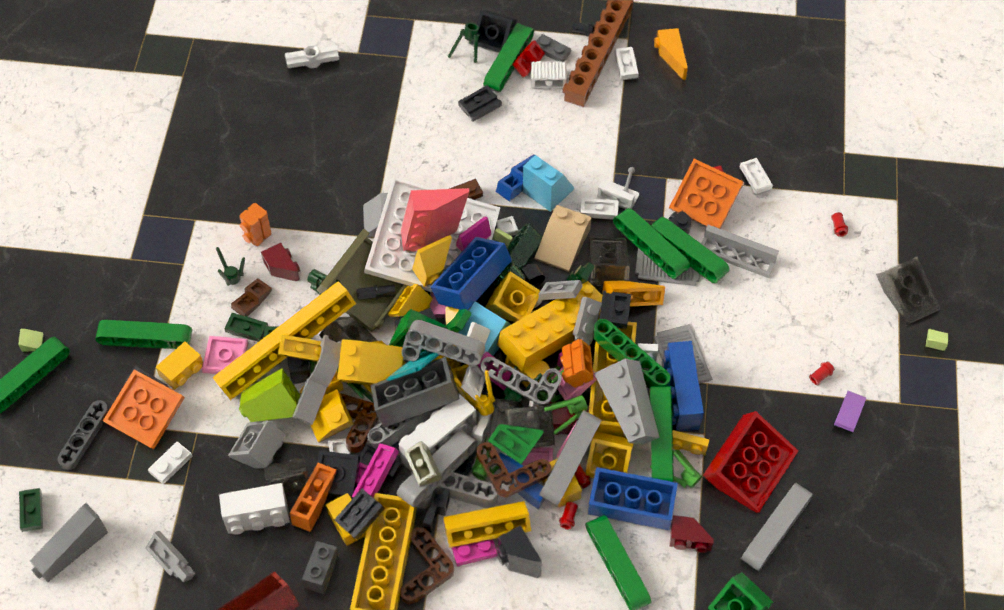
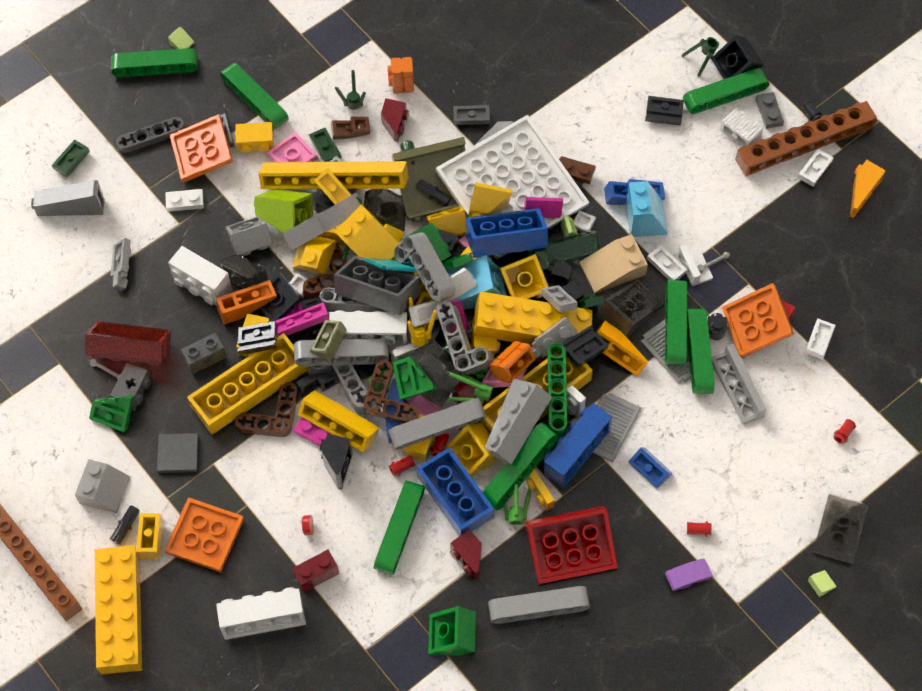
camera: 45 degrees right, 5 degrees up
(339, 214) = (471, 115): none -> dark grey plate
(431, 216) = (512, 166): coral slope -> none
(530, 54) = (744, 102): red slope -> none
(742, 360) = (650, 467): none -> blue slope

